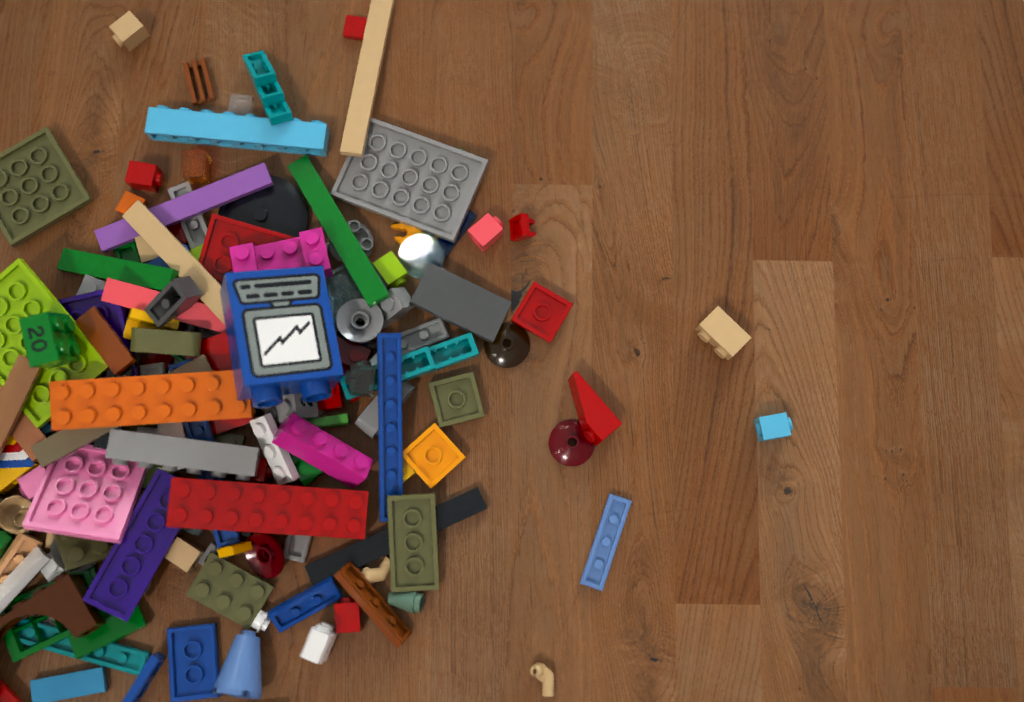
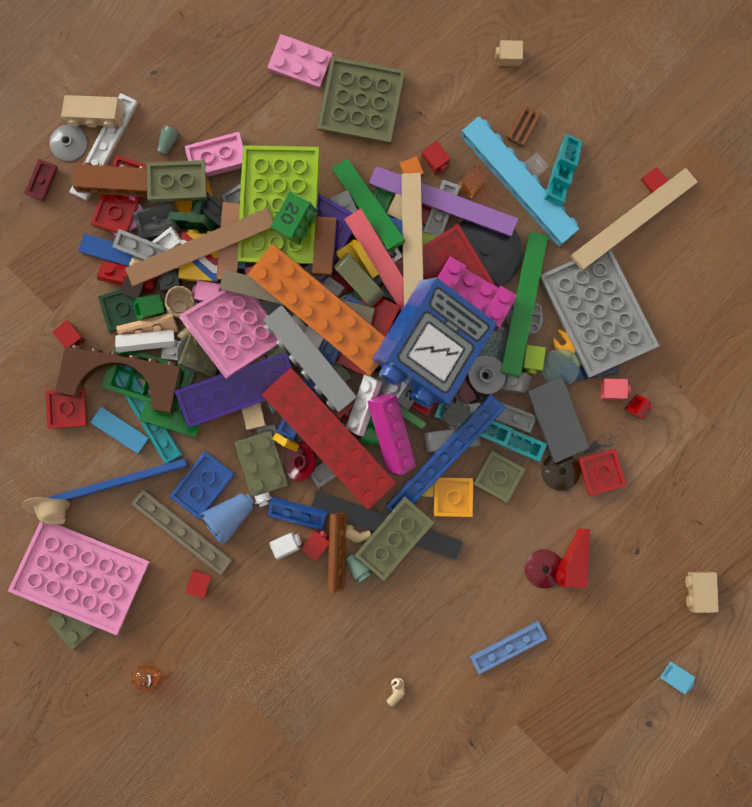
camera: 45 degrees right, 5 degrees up
(173, 300) = (387, 259): dark grey slope -> none

